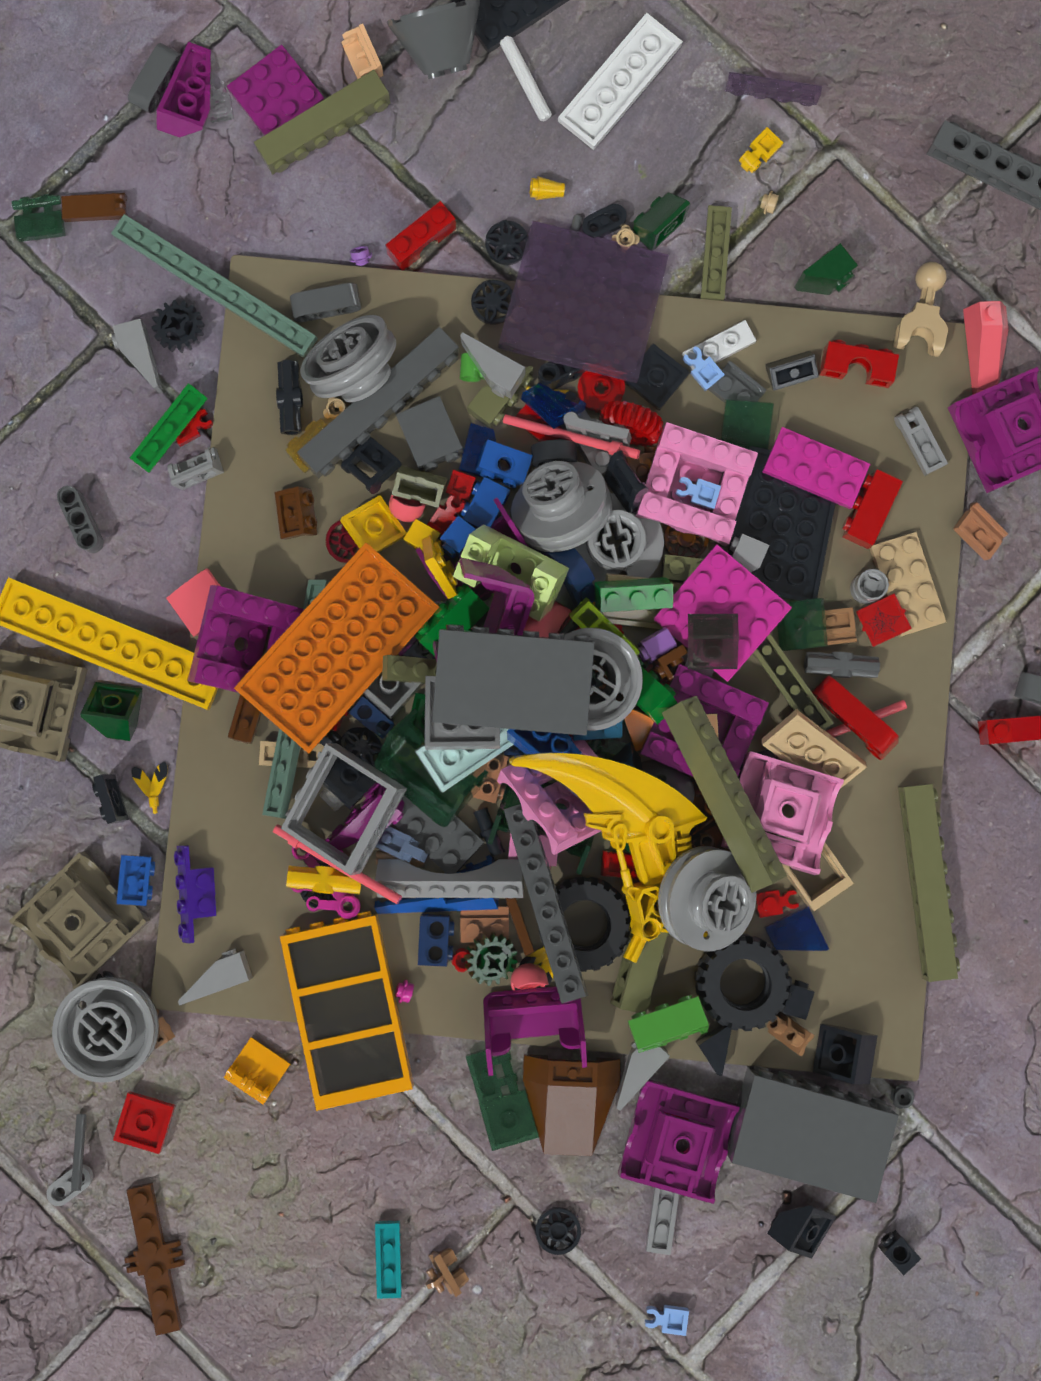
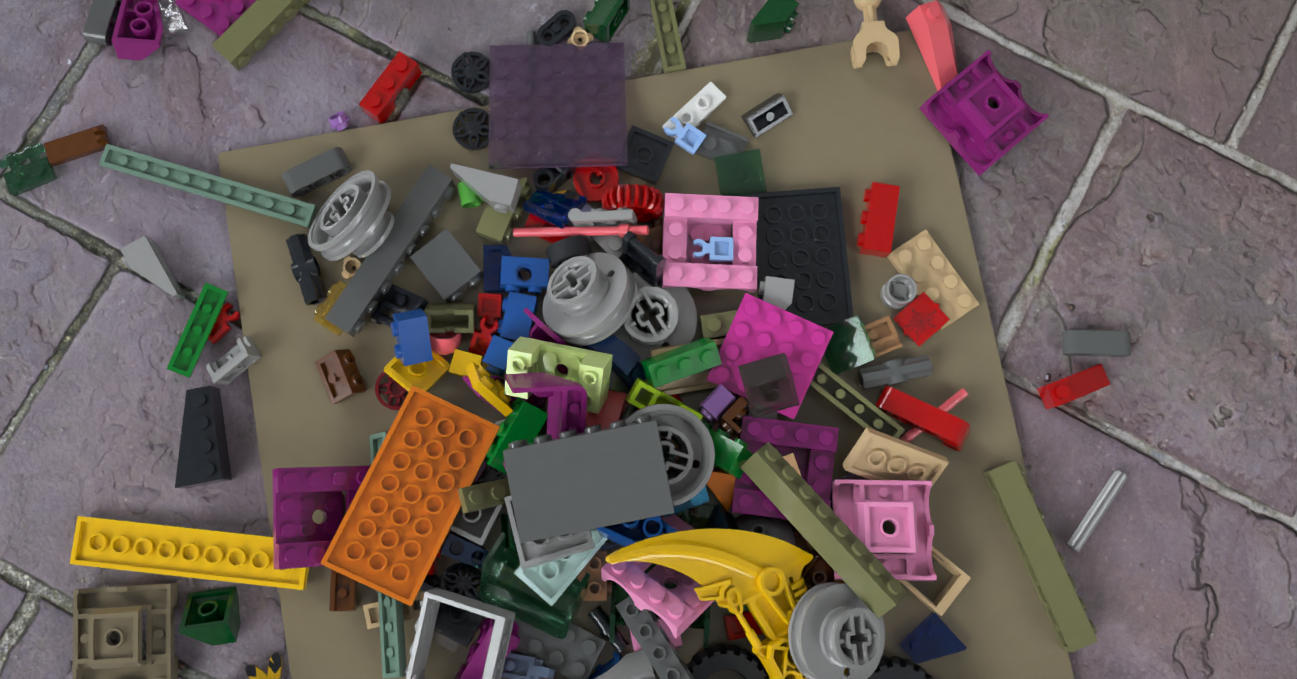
camera: 15 degrees left, 5 degrees down
(75, 509) = (125, 435): dark grey beam -> none
(146, 539) = (203, 440): none -> black wedge
(187, 321) = (193, 228): black gear -> none
(191, 599) = (258, 486): coral slope -> none
(377, 495) = (412, 337): none -> blue brick
(545, 188) = (494, 14): yellow cone -> none
(686, 541) = (715, 298): reddish brown wheel -> none
(771, 903) = (898, 618): red plate -> none
(816, 468) = (816, 196): dark pink plate -> none
(879, 364) = (844, 87): red arch -> none
(921, 441) = (904, 145): light grey plate -> none
(980, 531) = (984, 212): nougat plate -> none
(999, 856) = (1097, 510): none -> light grey axle

